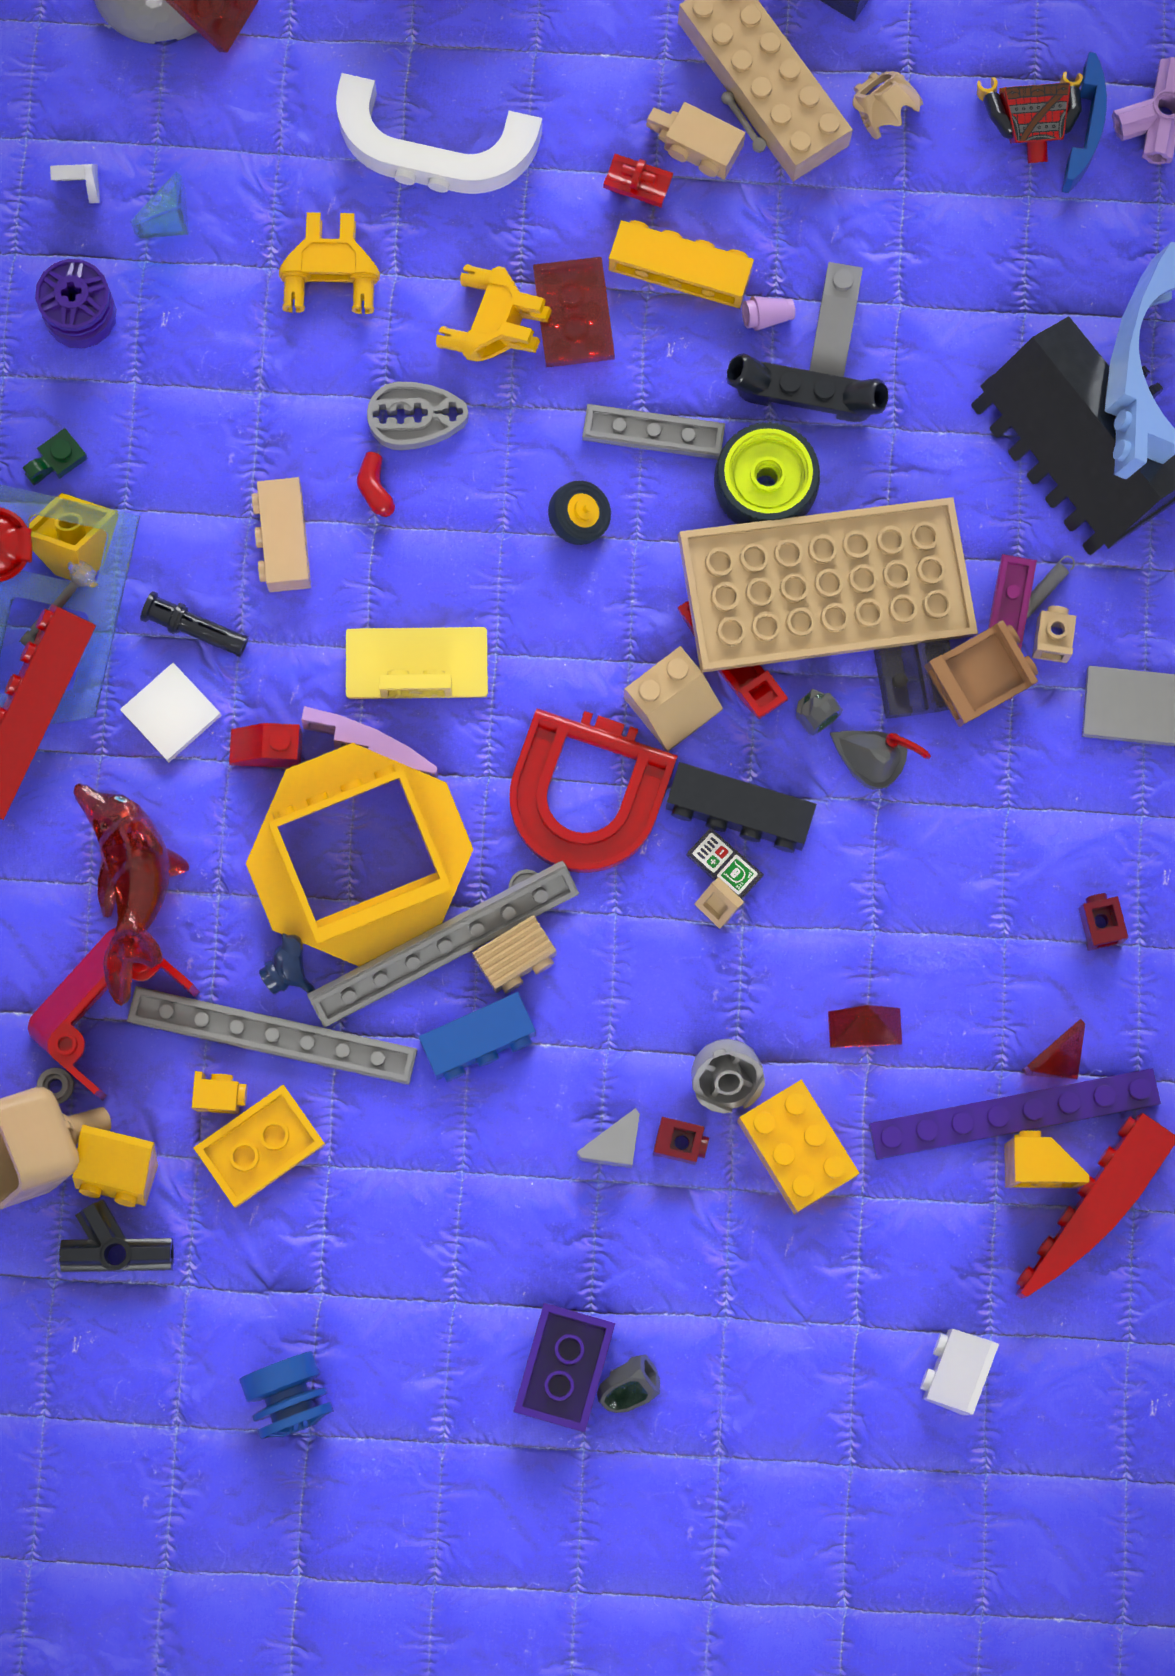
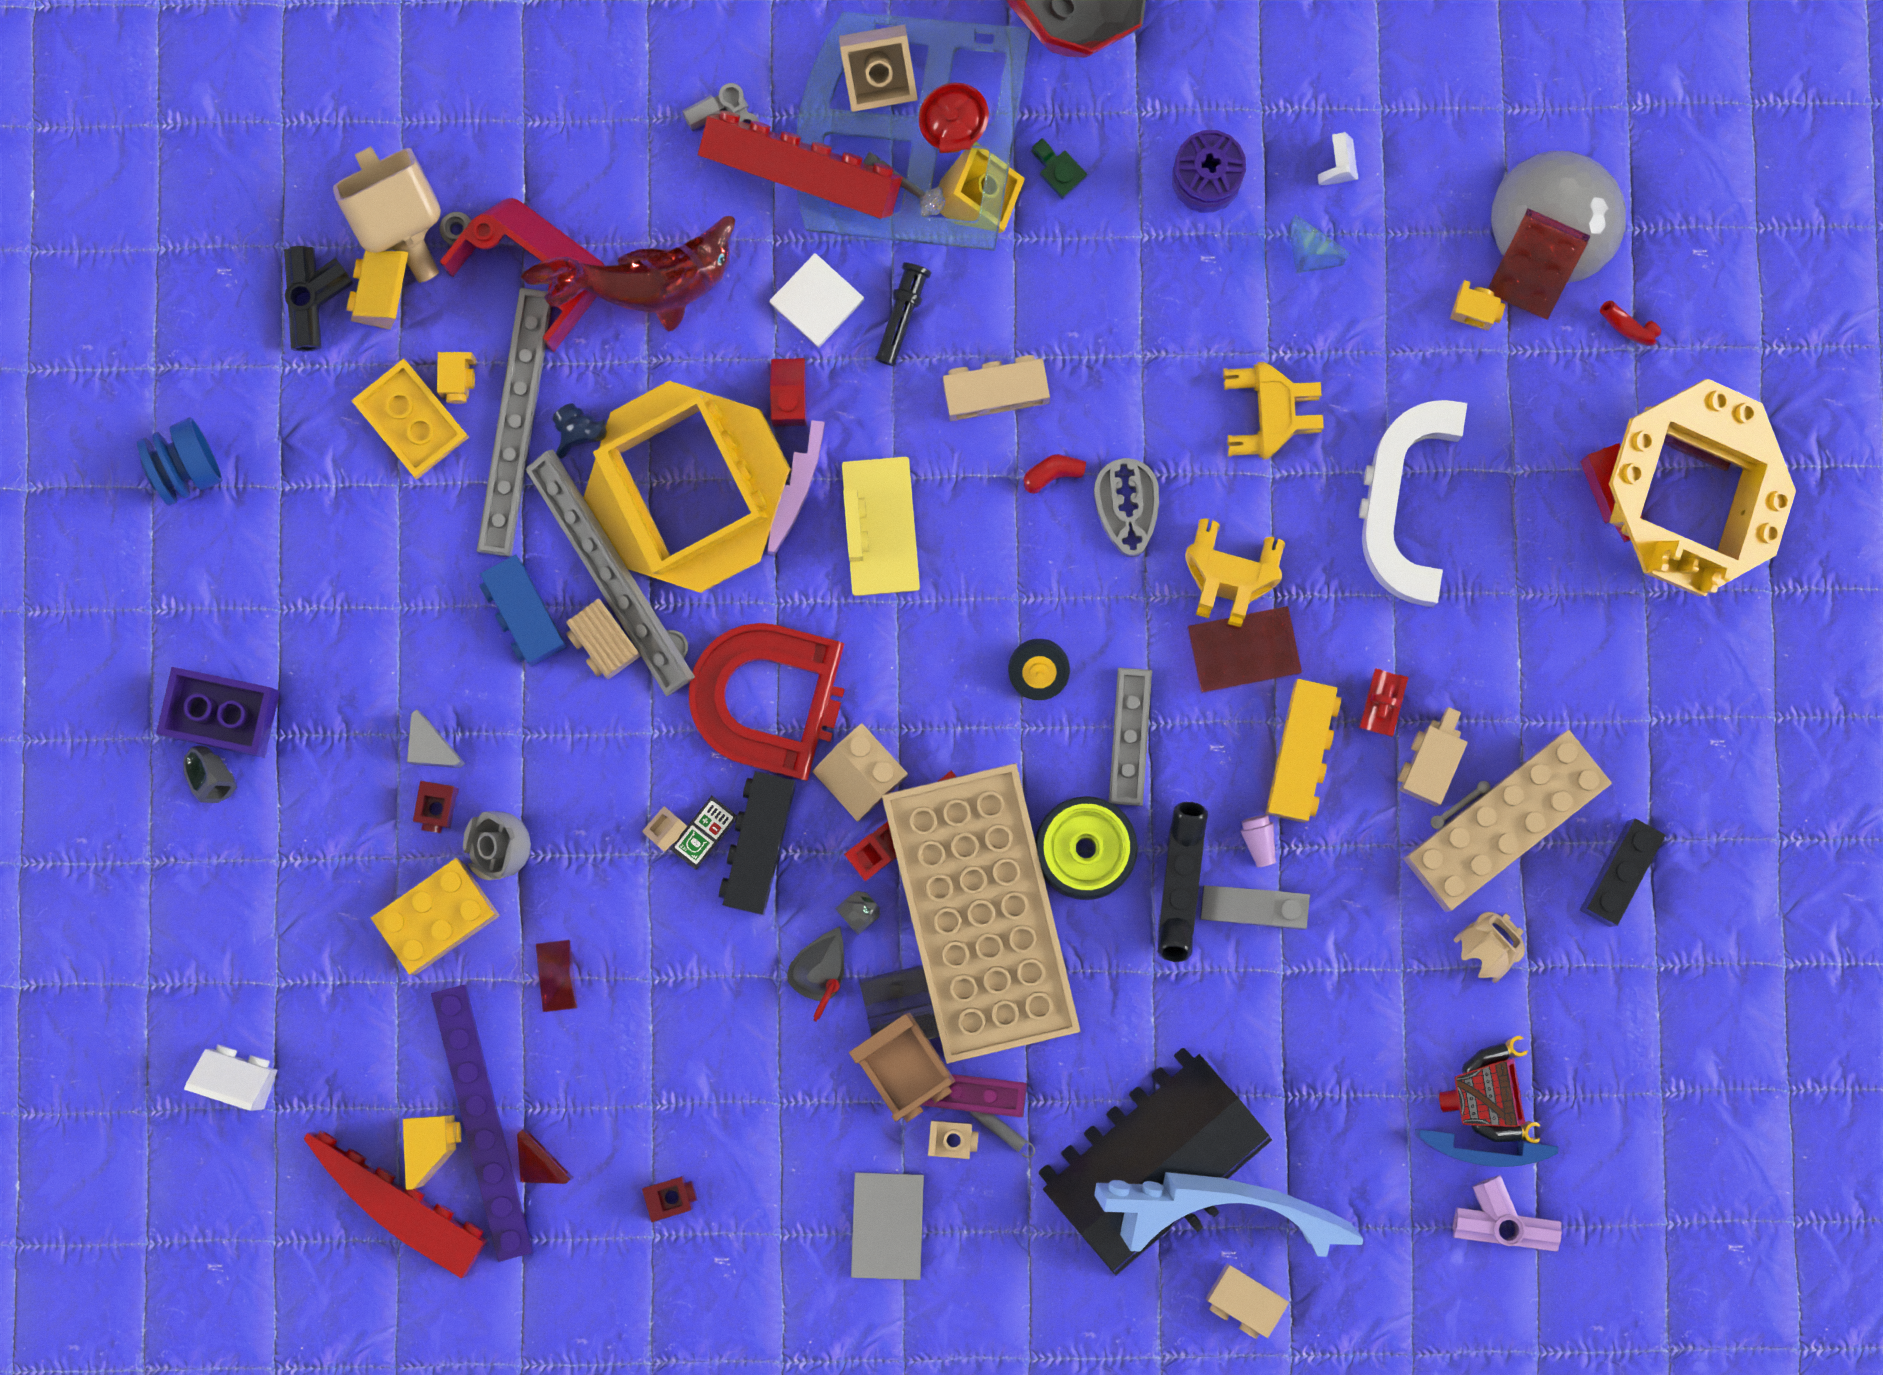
camera: 90 degrees right, 5 degrees up
(241, 60) = (1477, 307): none -> yellow brick

